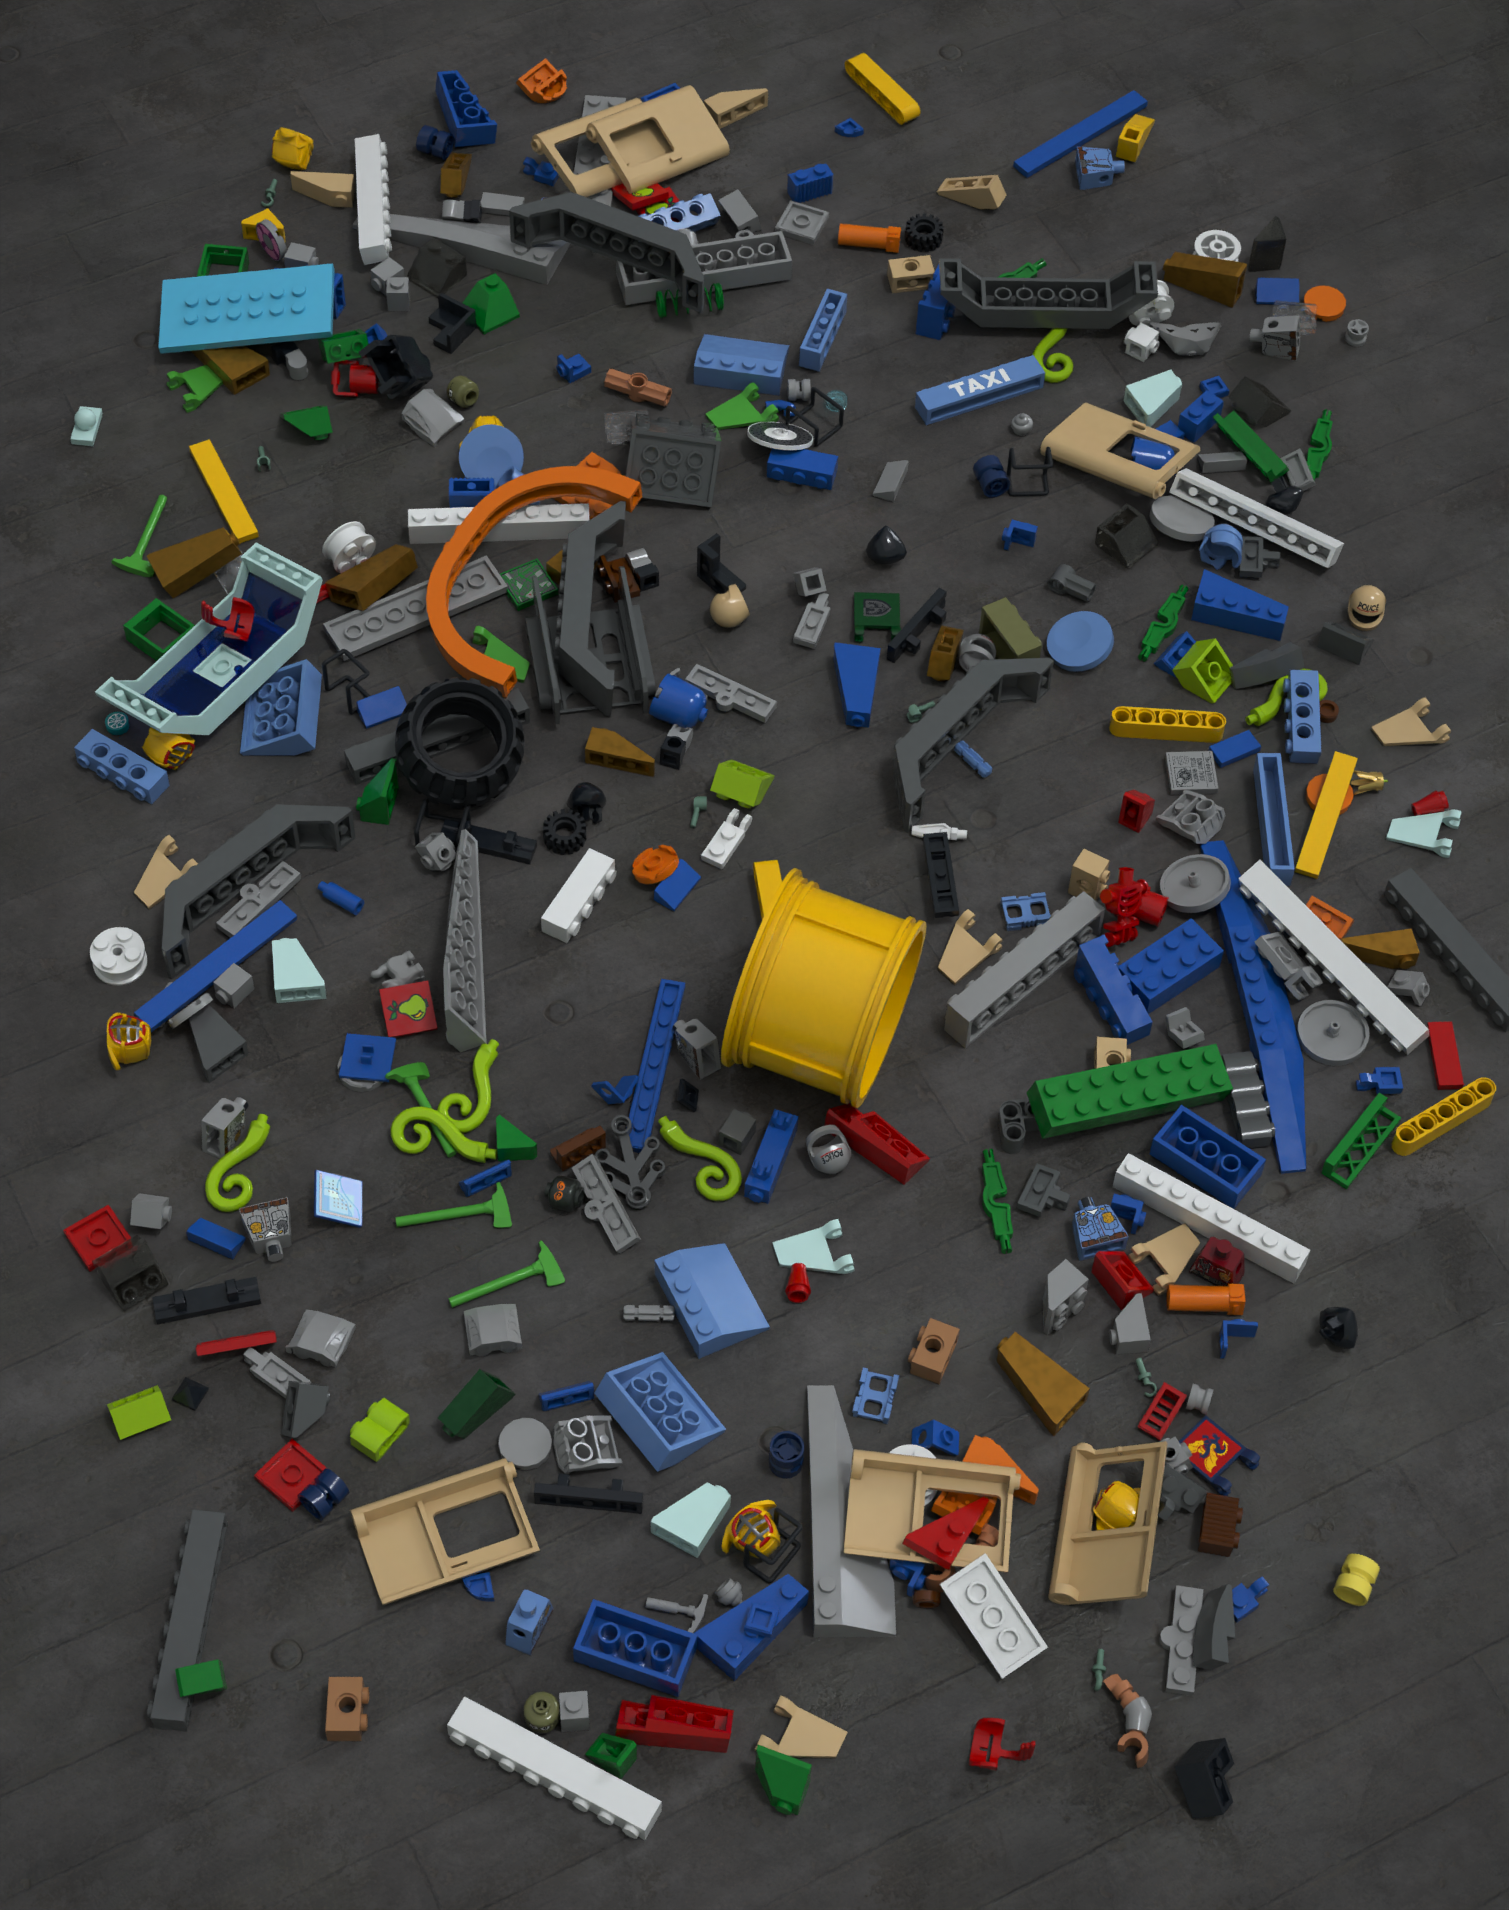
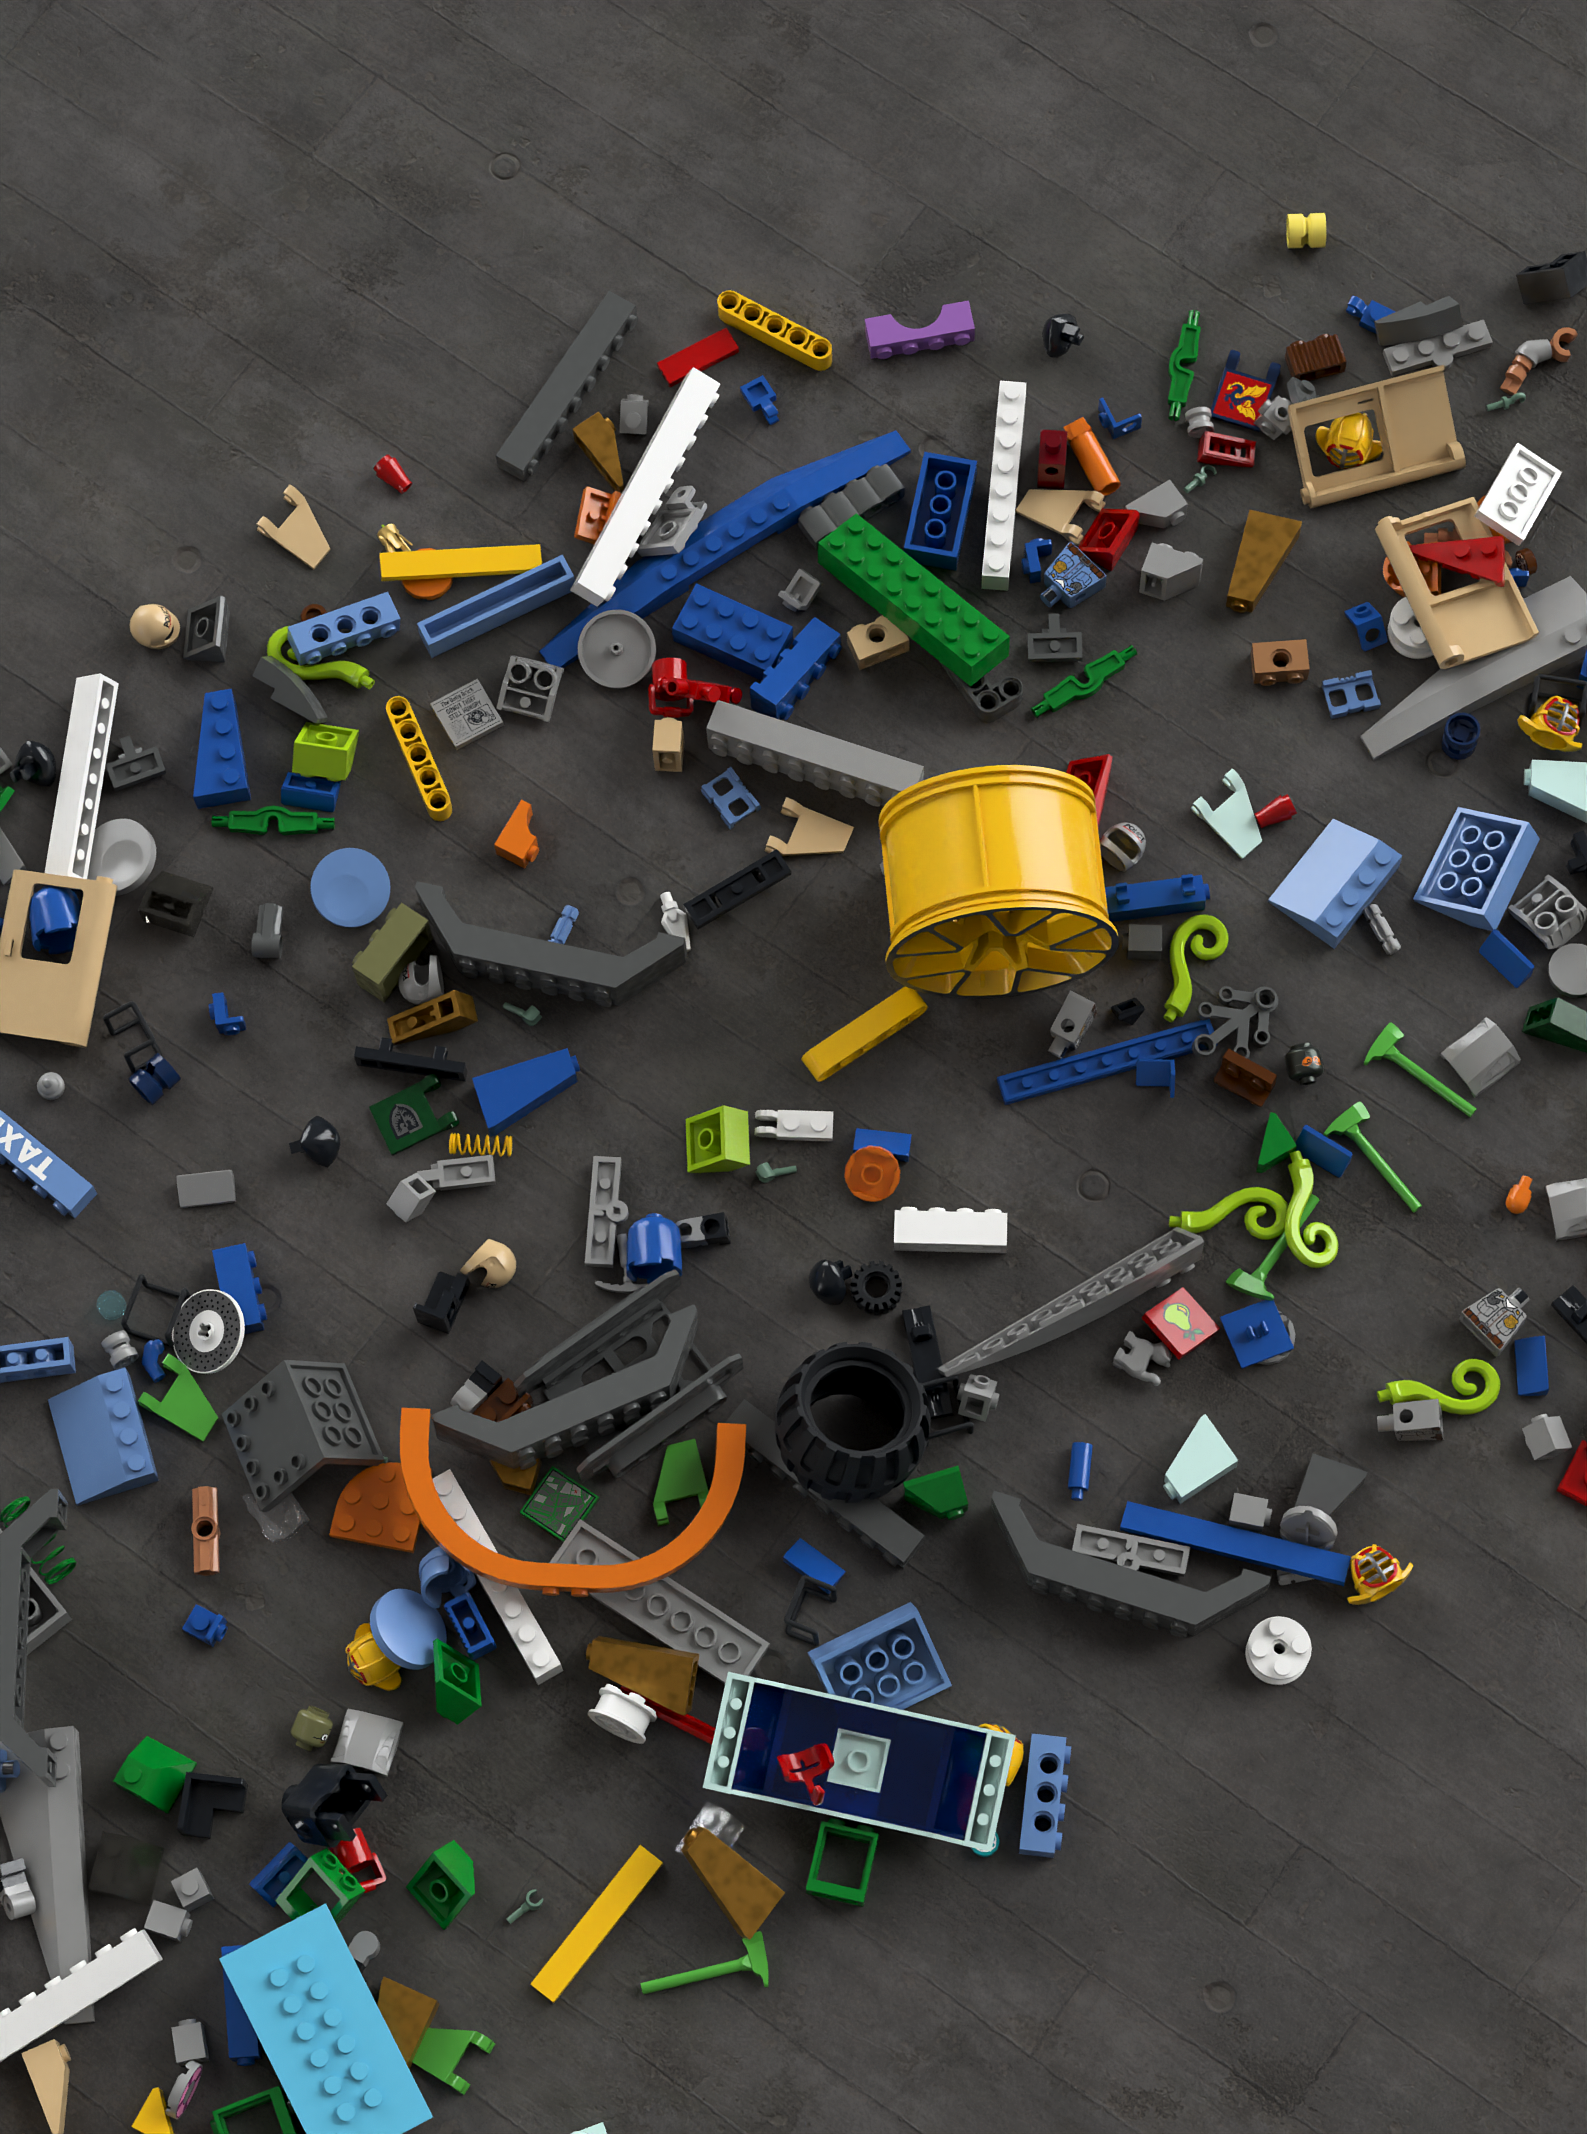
camera: 110 degrees left, 15 degrees up
(160, 874) = (1154, 1670): tan flag -> none
(338, 1198) = (1429, 1270): piece -> none
(358, 1298) = (1519, 1196): none -> orange cylinder
(437, 465) = (455, 1683): none -> green slope
(605, 1204) = (1293, 1022): light grey hinge -> none
(613, 751) = (746, 1293): pearl gold slope -> none
(836, 631) = (455, 1140): none -> yellow piece
(986, 1451) = (1366, 565): orange slope -> none
(1064, 758) = (515, 840): none -> orange arch
(1135, 810) = (550, 739): red slope -> none
(1222, 544) = (140, 795): medium blue helmet -> none
(1235, 748) = (412, 685): blue tile -> none
(1277, 1428) = (1185, 353): none -> green piece
(1332, 1032) = (725, 464): light grey piece -> none
(1354, 1135) = (841, 397): green fence -> none
(1389, 1249) = (889, 338): none -> medium lavender arch
(1423, 831) = (429, 472): light aqua flag -> none

